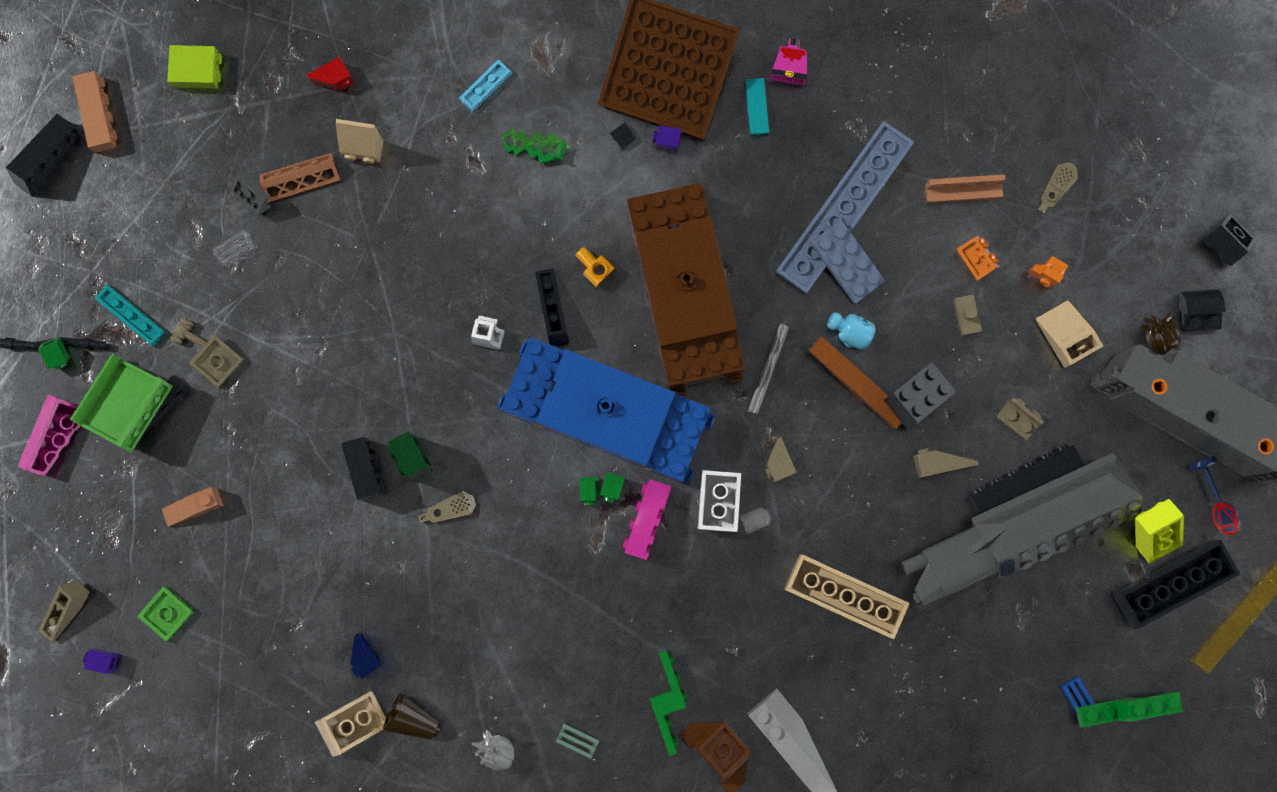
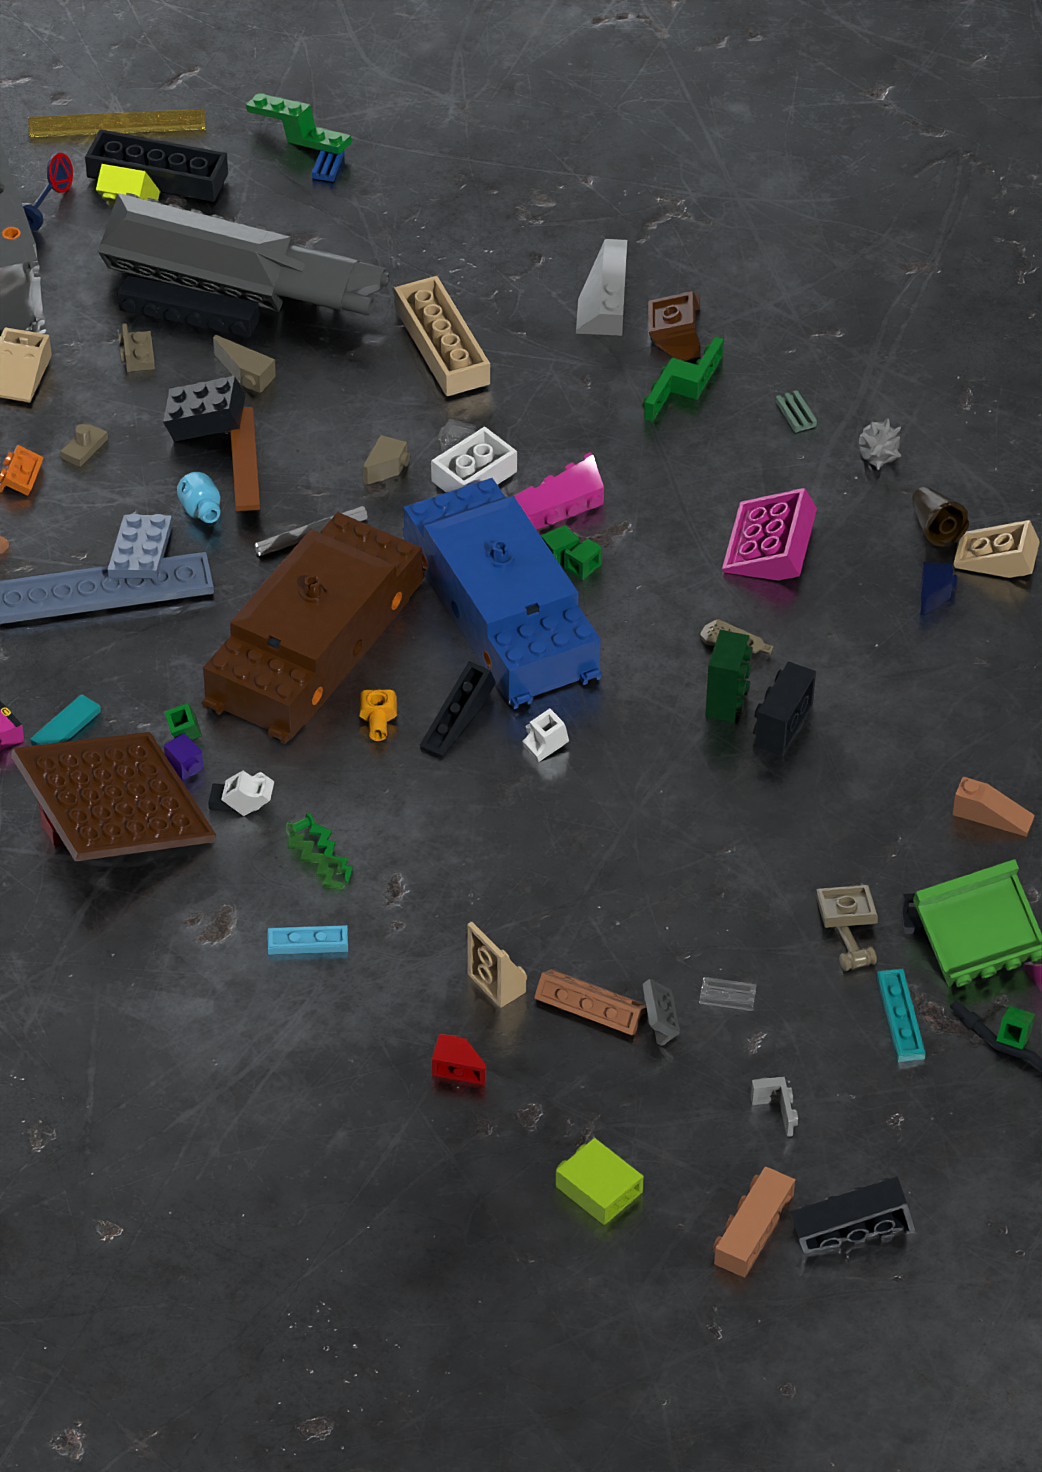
camera: 135 degrees left, 35 degrees down
(152, 201) = (773, 1091): none -> light grey bracket
(496, 610) = (771, 536): none -> dark pink slope
(606, 143) = (247, 792): none -> white brick
(687, 155) = (183, 720): none -> green brick

